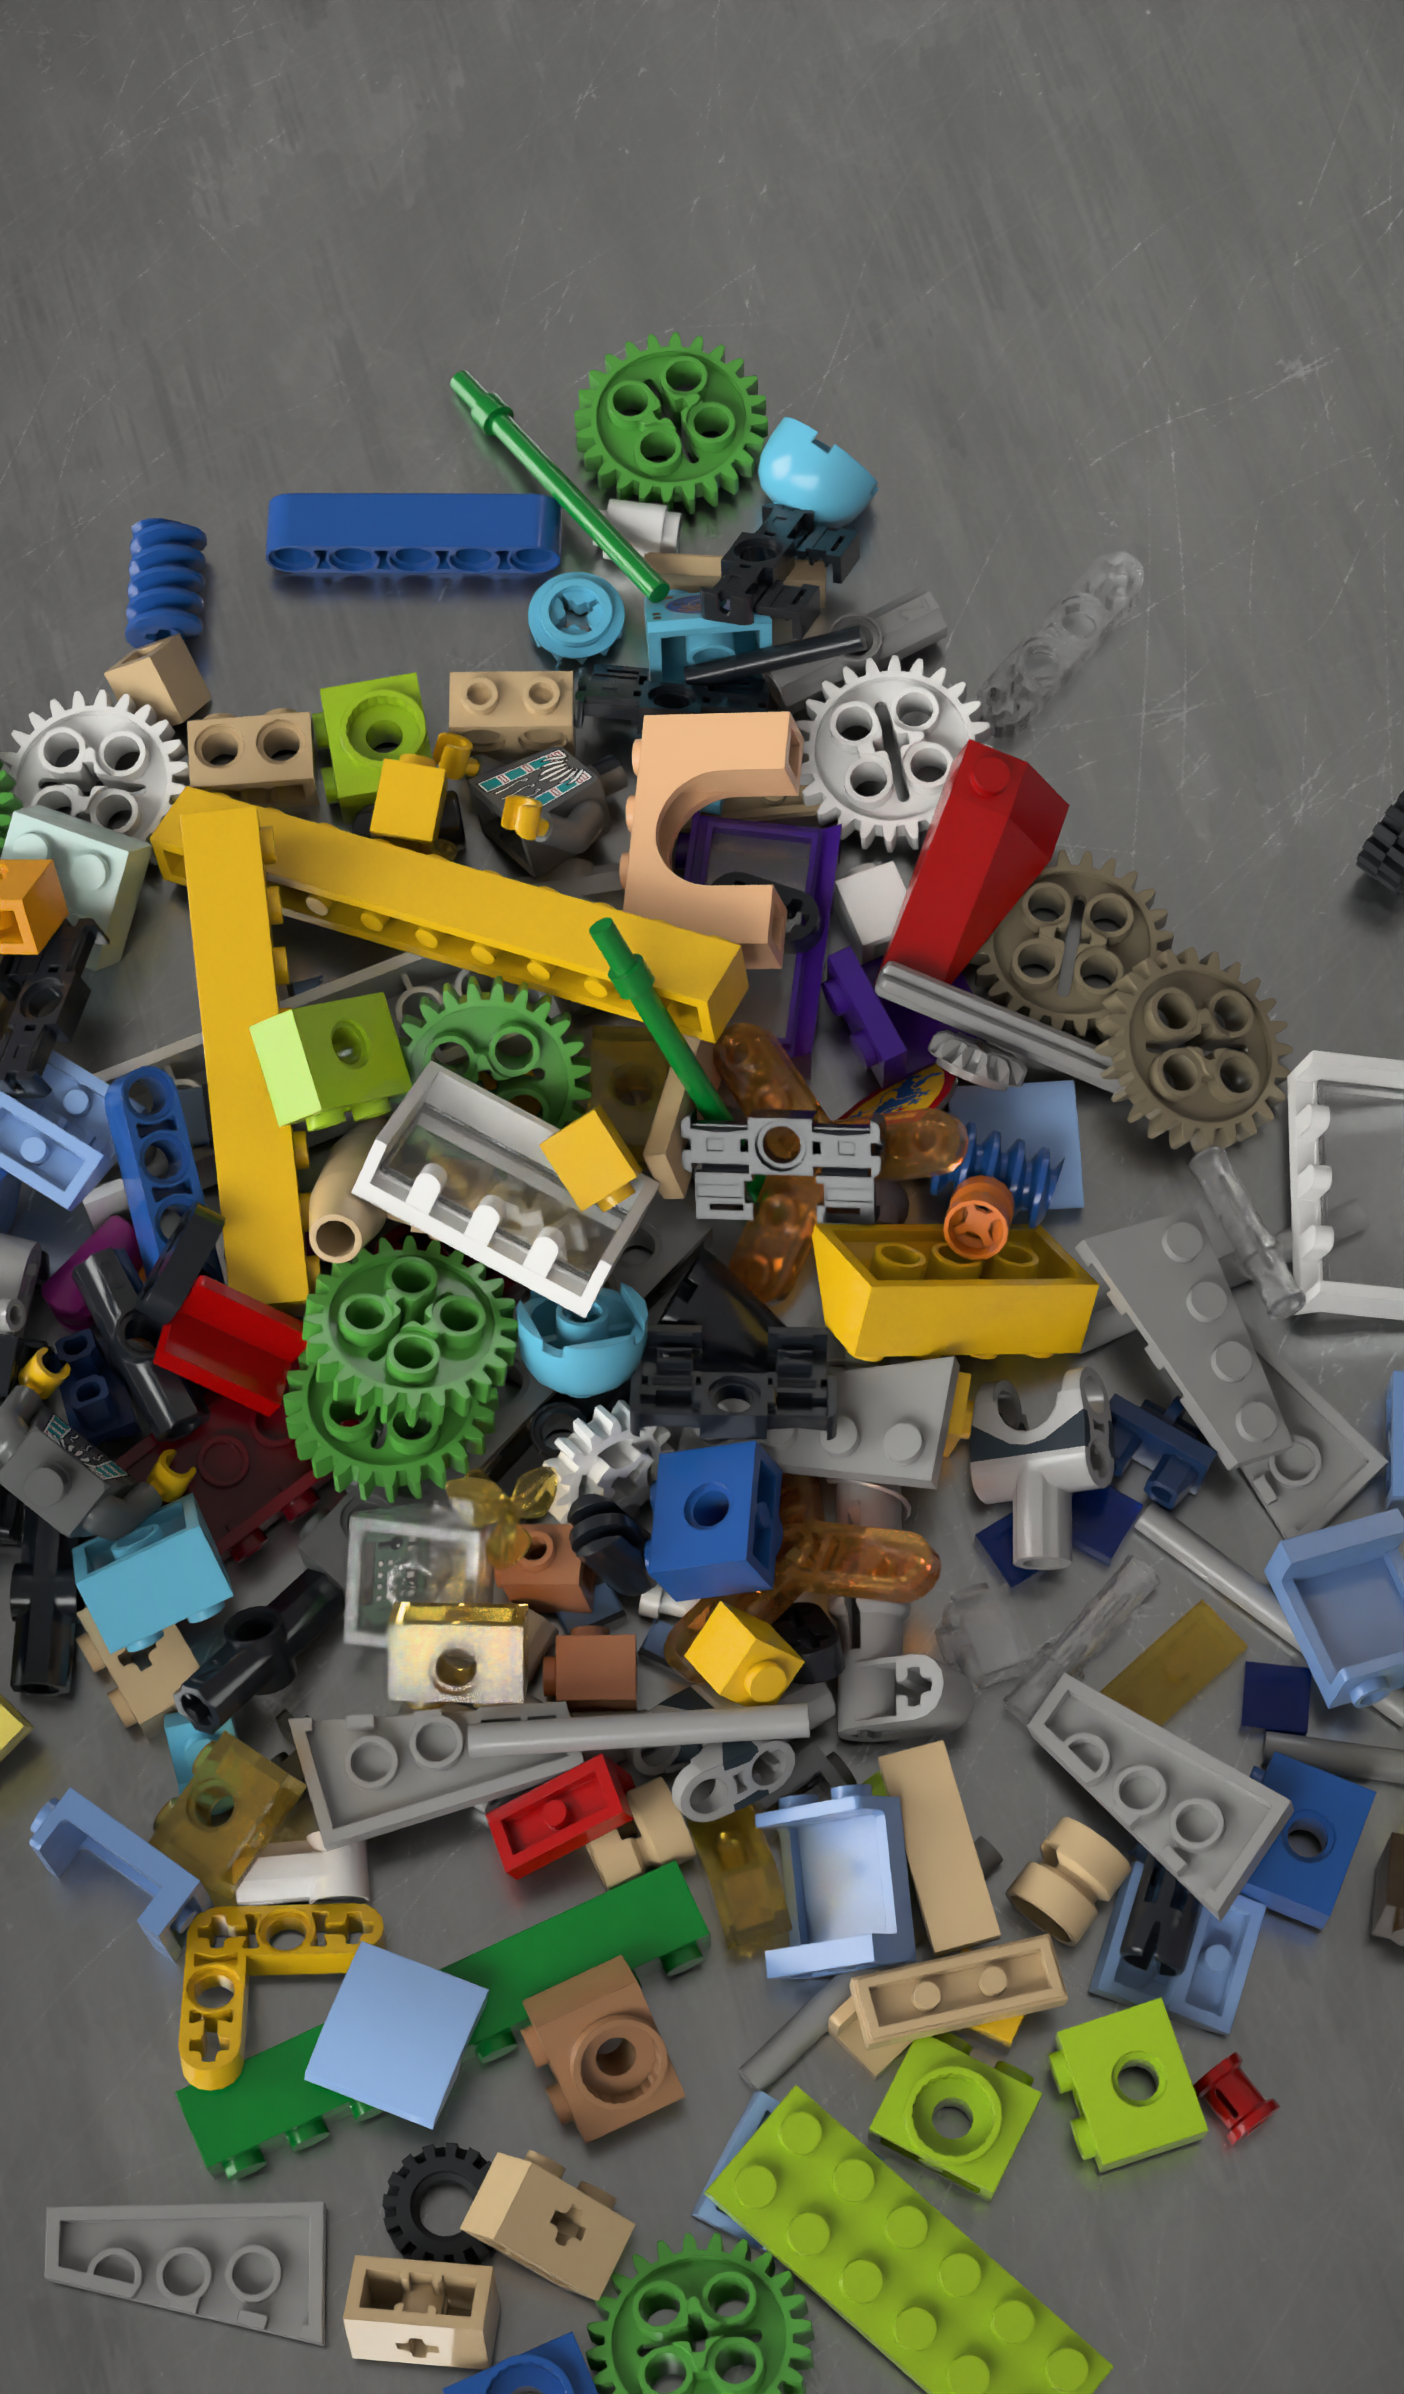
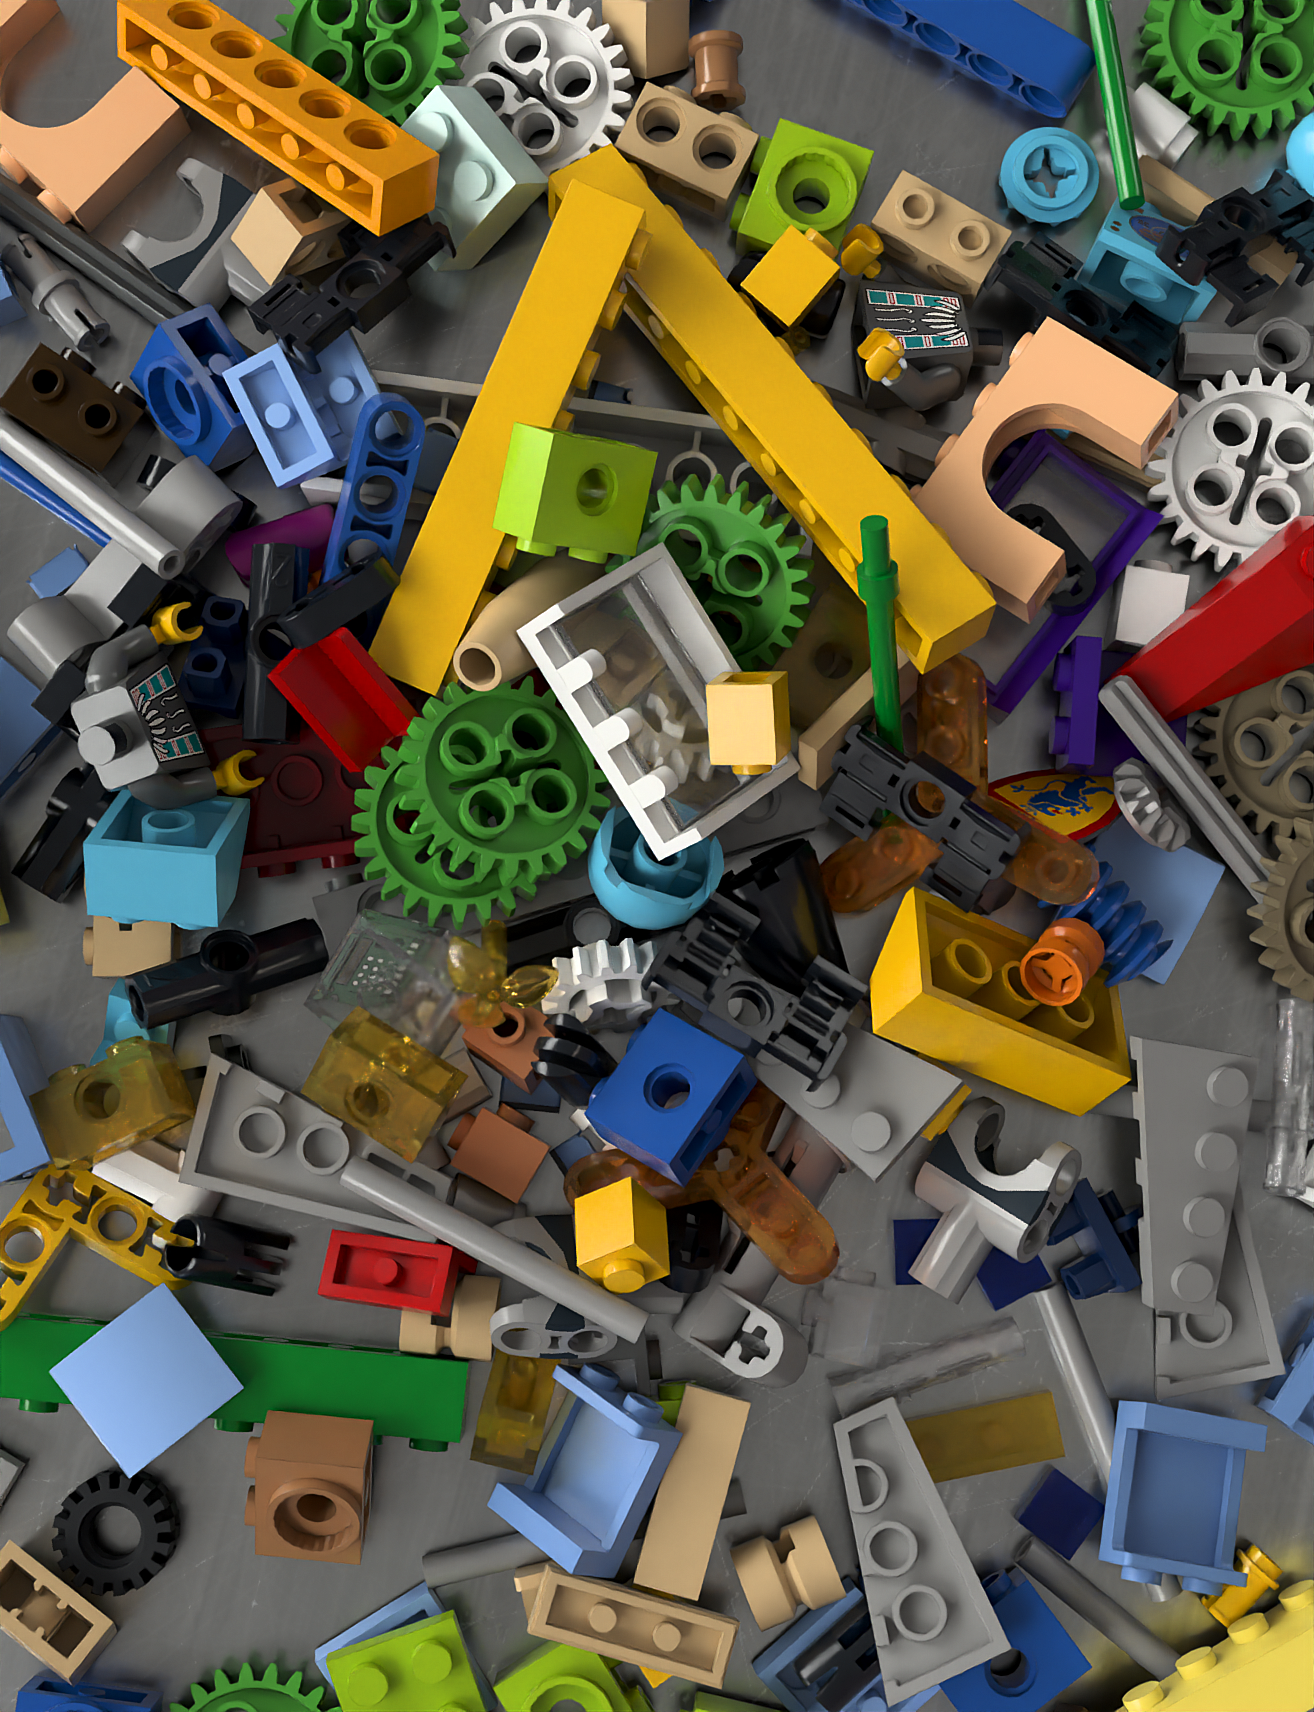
camera: 25 degrees right, 15 degrees up
(238, 682) = (717, 70): none -> medium nougat bush
(402, 1897) = (221, 1252): none -> black arm
(515, 2218) = (182, 1607): tan brick -> none
(776, 657) = (1200, 324): black bar -> none

